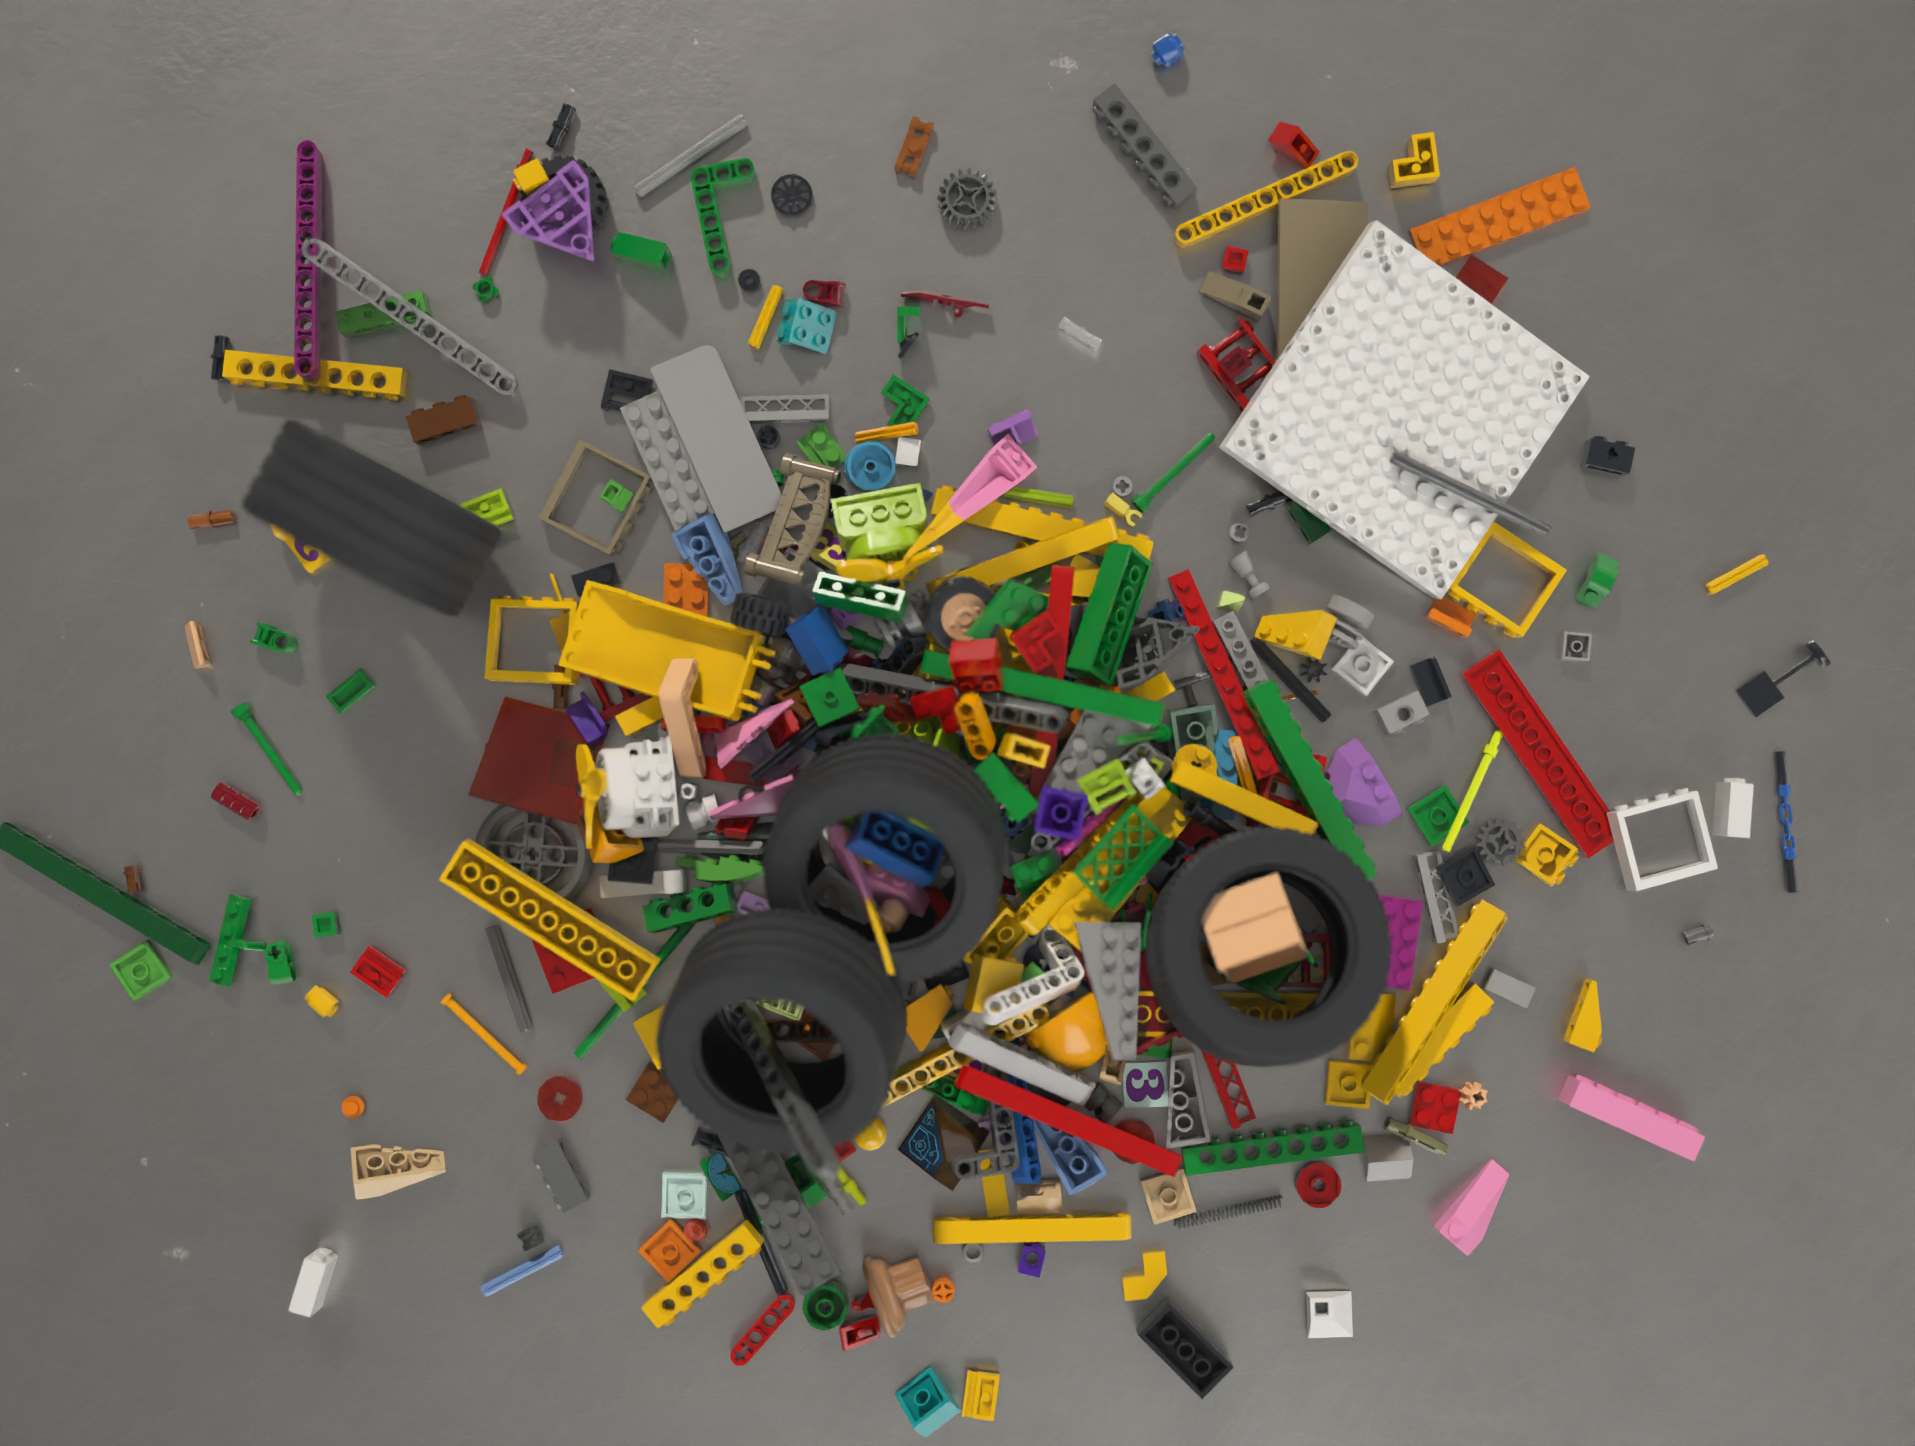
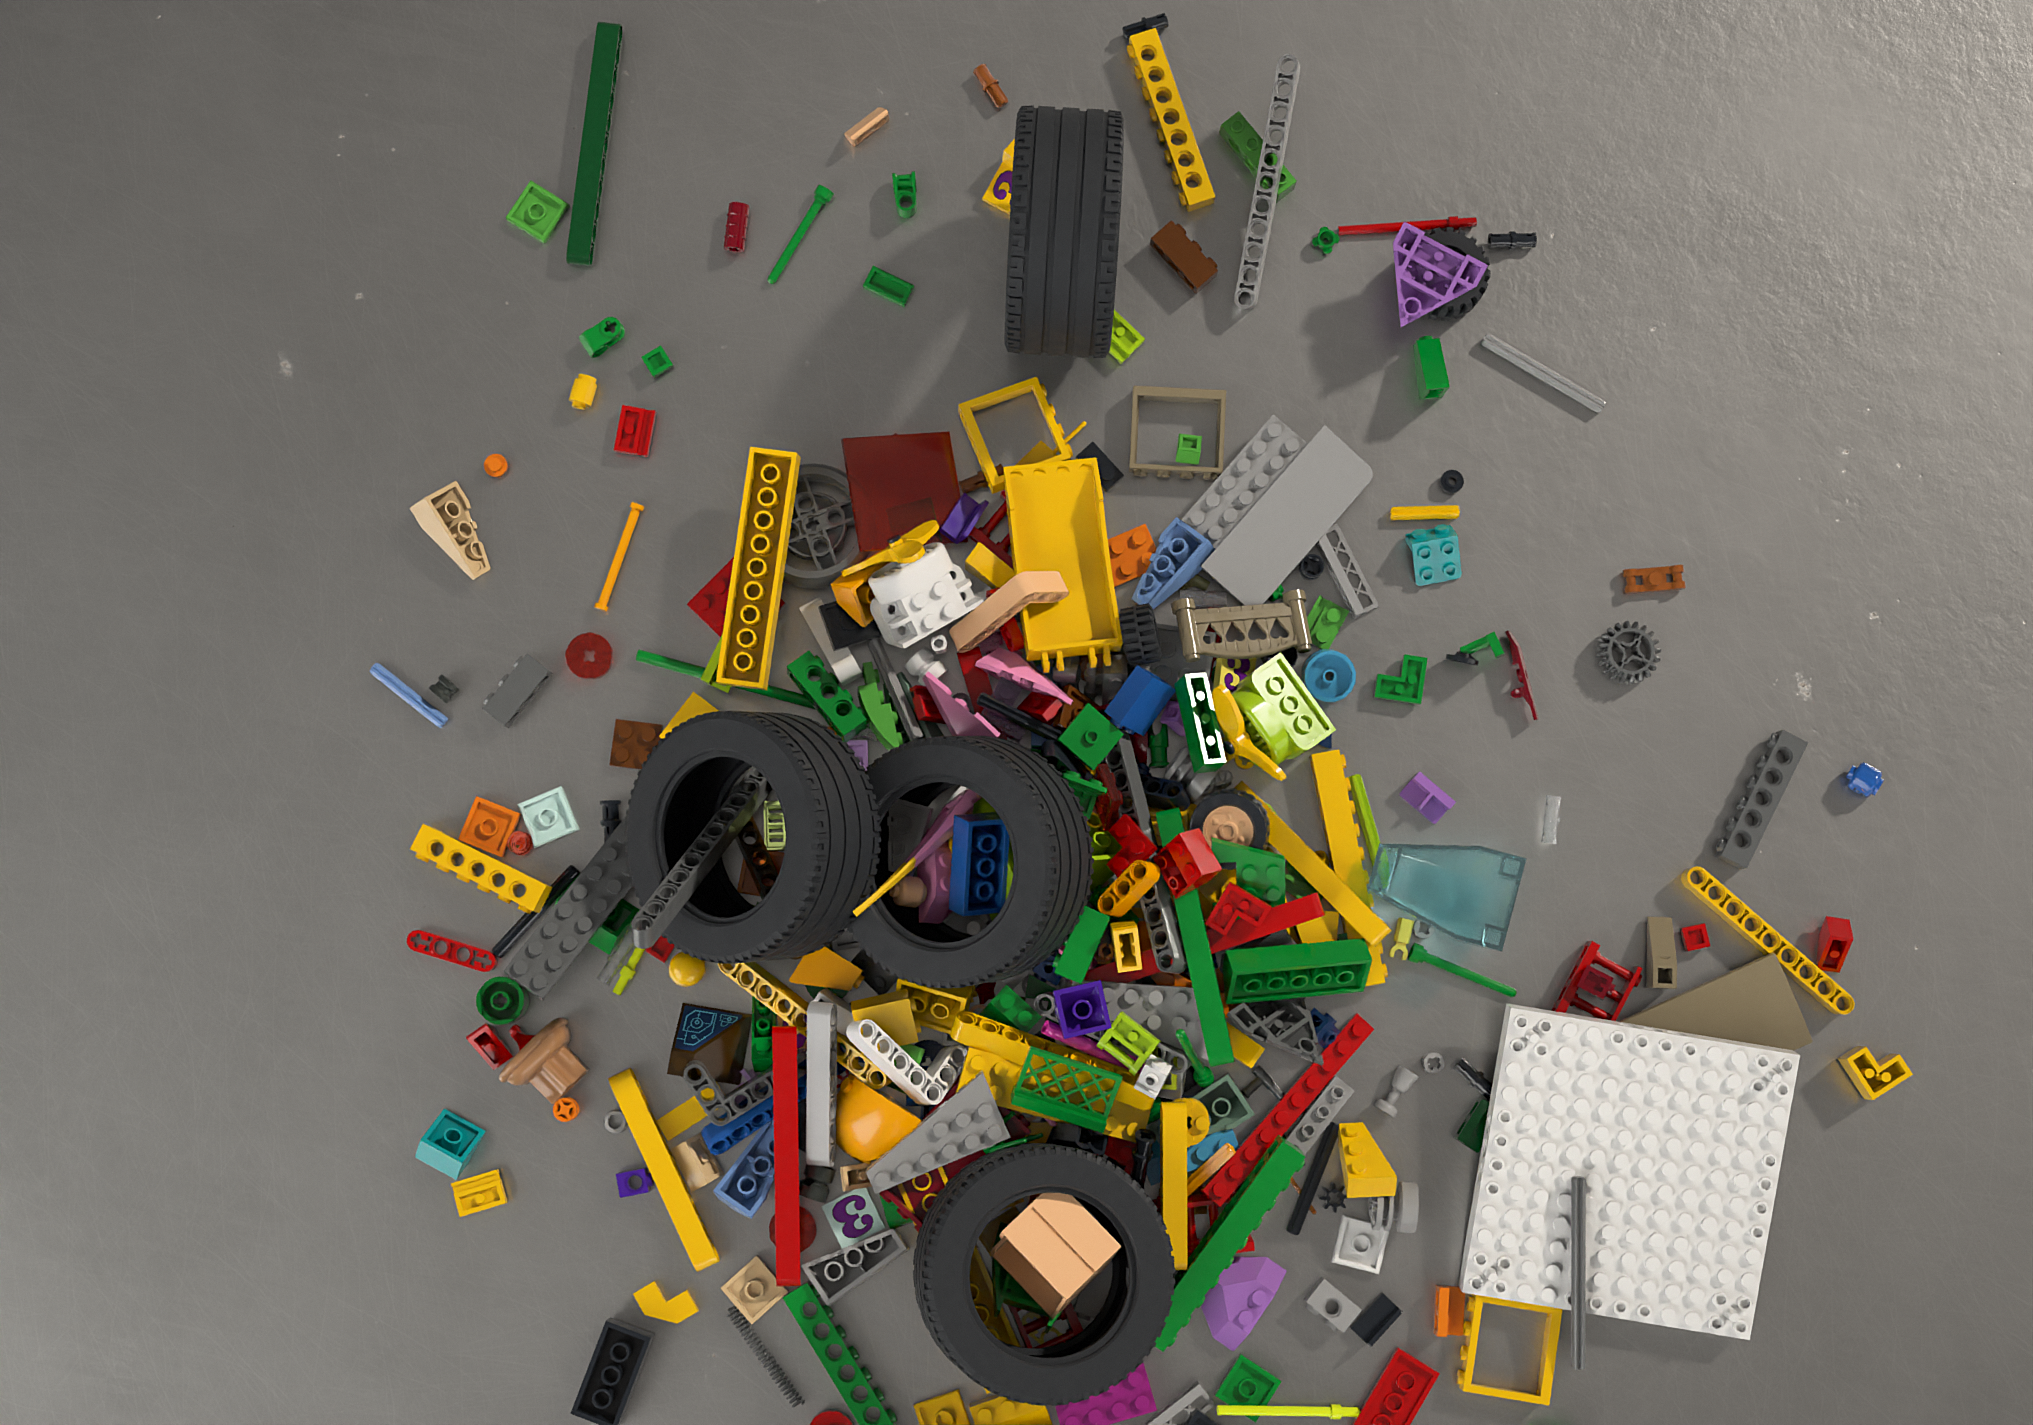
camera: 65 degrees right, 5 degrees down
(133, 879) = (620, 166): reddish brown pin -> none
(231, 940) = (602, 282): green plate -> none
(308, 271) = (1267, 72): magenta beam -> none
(313, 1282) = (313, 503): white brick -> none
(508, 978) = (683, 556): dark grey axle -> none
(530, 177) = (1451, 233): yellow brick -> none
(624, 385) = (1296, 411): black plate -> none
(712, 211) = (1501, 416): green beam -> none
(720, 1176) = (582, 843): slope -> none
(791, 195) = (1551, 484): black wheel -> none
(826, 293) = (1474, 559): dark red piece -> none
(887, 433) = (1369, 678): light orange axle -> none
(907, 452) = (1359, 706): white panel -> none
(938, 904) = (941, 931): red plate -> none
(994, 475) = (1375, 798): bright pink plate -> none
(1100, 448) = (1451, 888): none -> clear light blue windscreen
(1223, 1094) = (880, 1296): red fence -> none
(1230, 601) = (1362, 1085): yellowish green slope -> none
(1481, 278) = (1793, 1189): clear red plate -> none
(1501, 218) = (1861, 1181): orange plate -> none
(1595, 459) = (1679, 1410): black brick -> none

